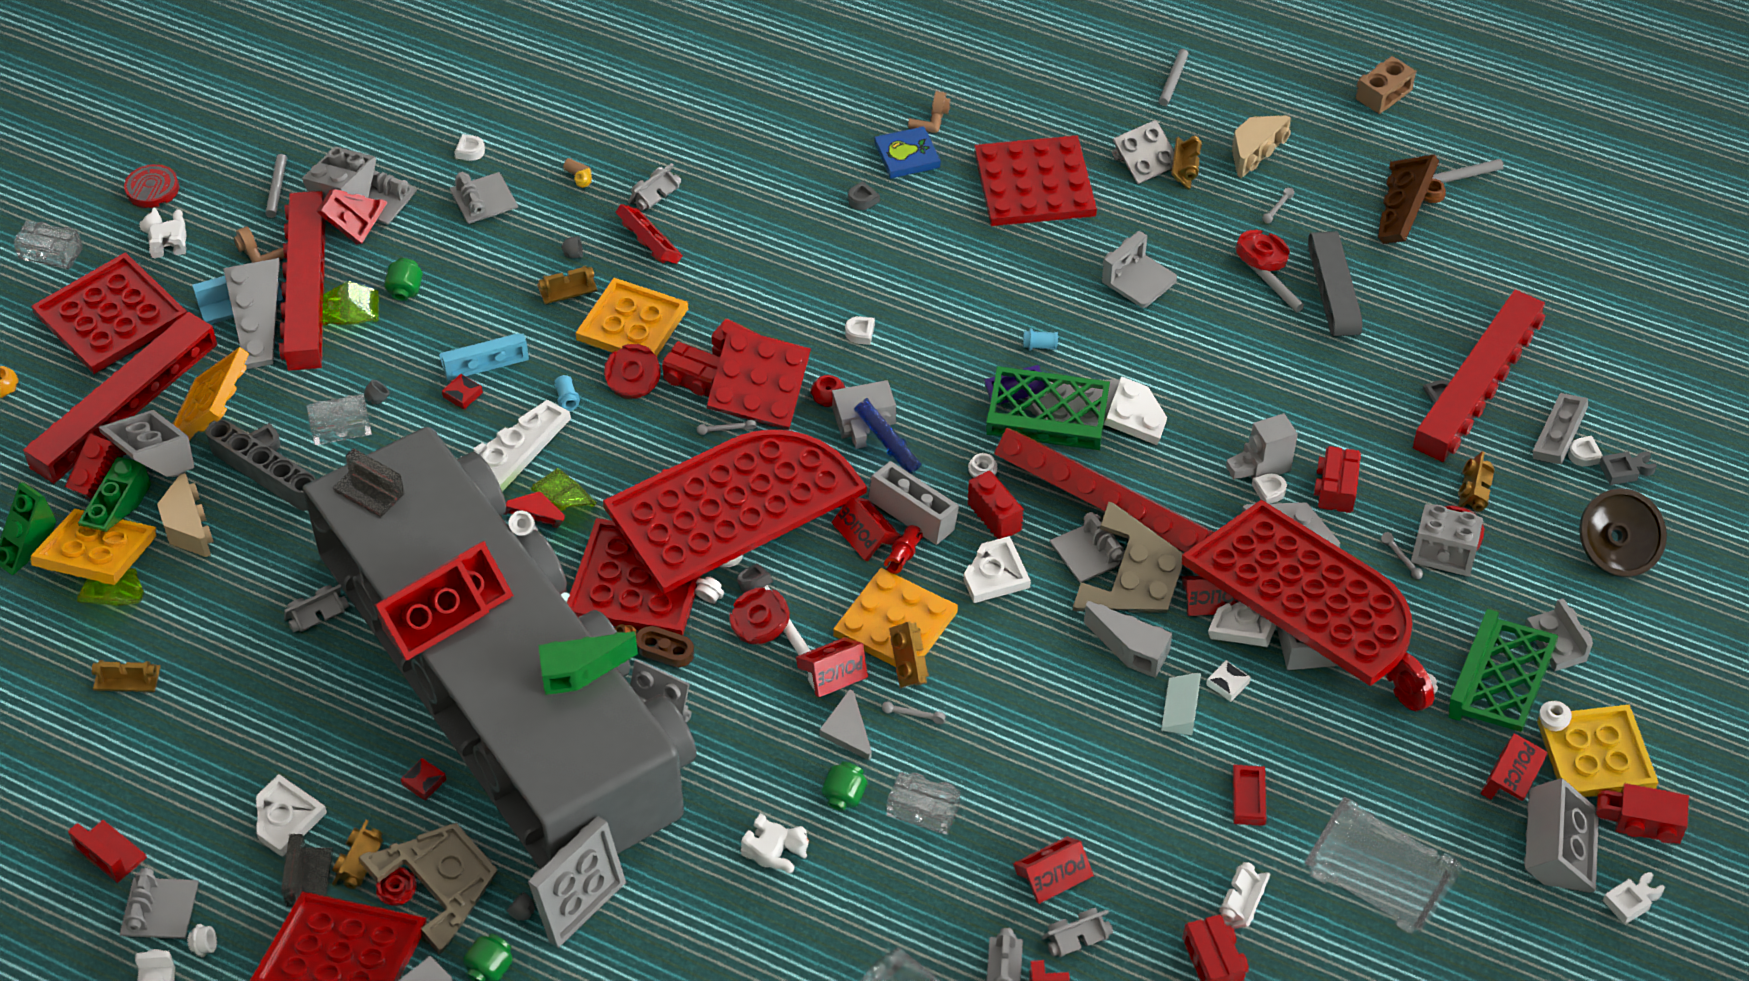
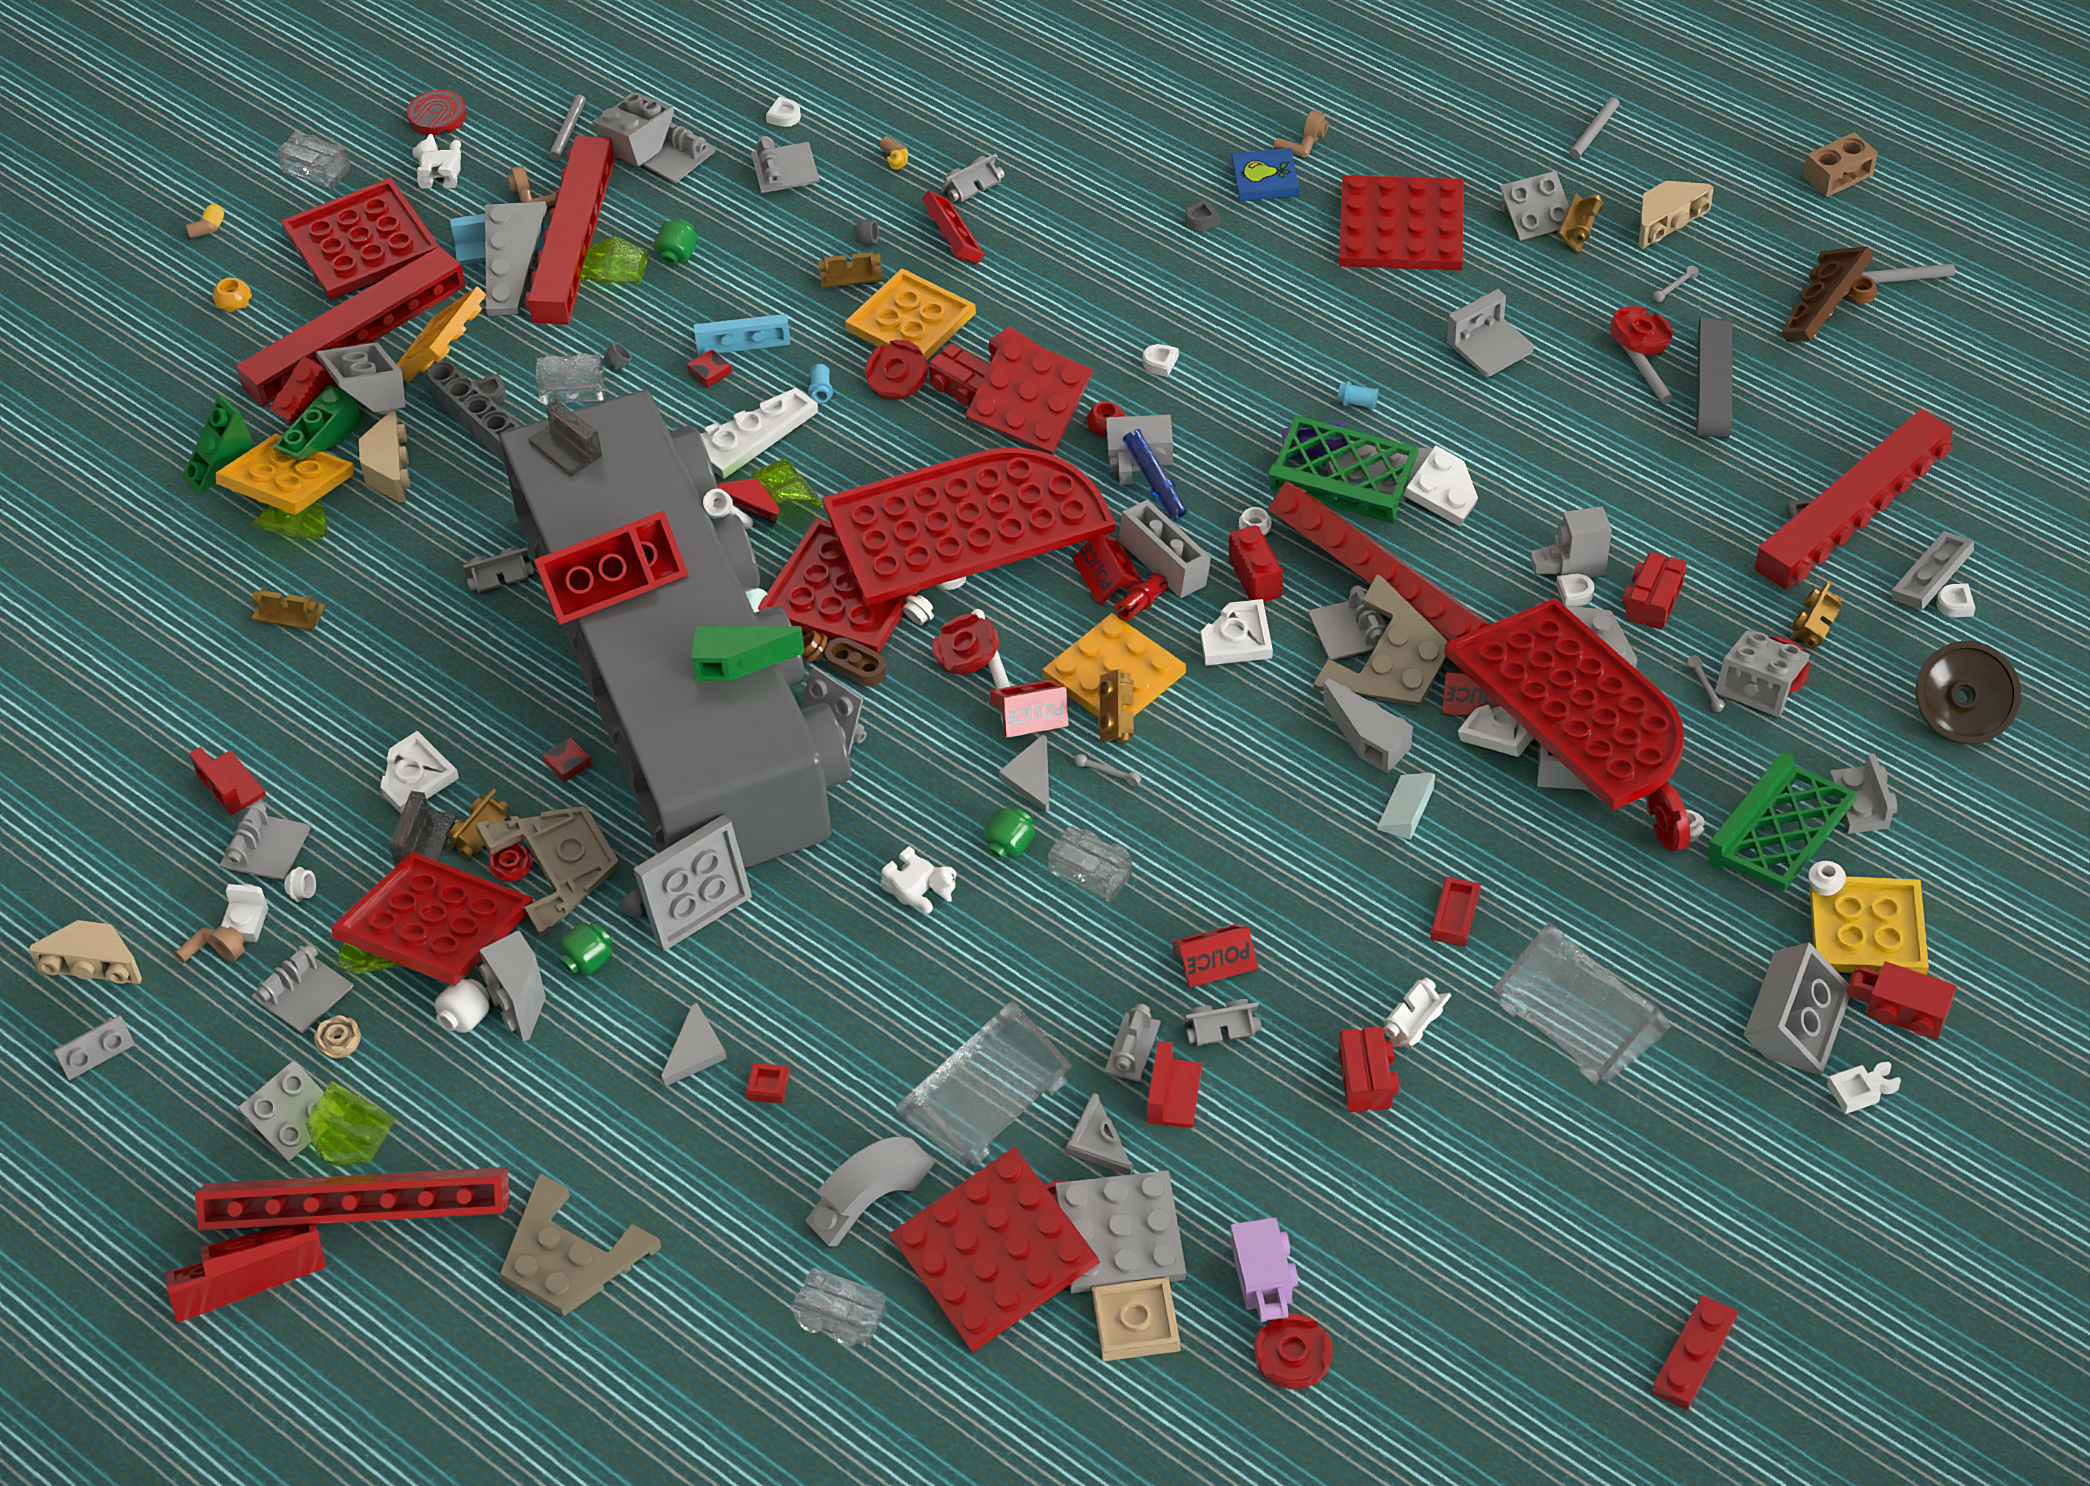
camera: 15 degrees right, 0 degrees up
(351, 213) = (636, 165): wing -> none
(702, 429) = (958, 442): light grey hinge -> none
(753, 578) = (970, 603): dark grey tile -> none
(1228, 681) = (1467, 788): white tile -> none
(1515, 768) = (1764, 927): red panel -> none
(1623, 468) = (1995, 624): dark grey plate -> none

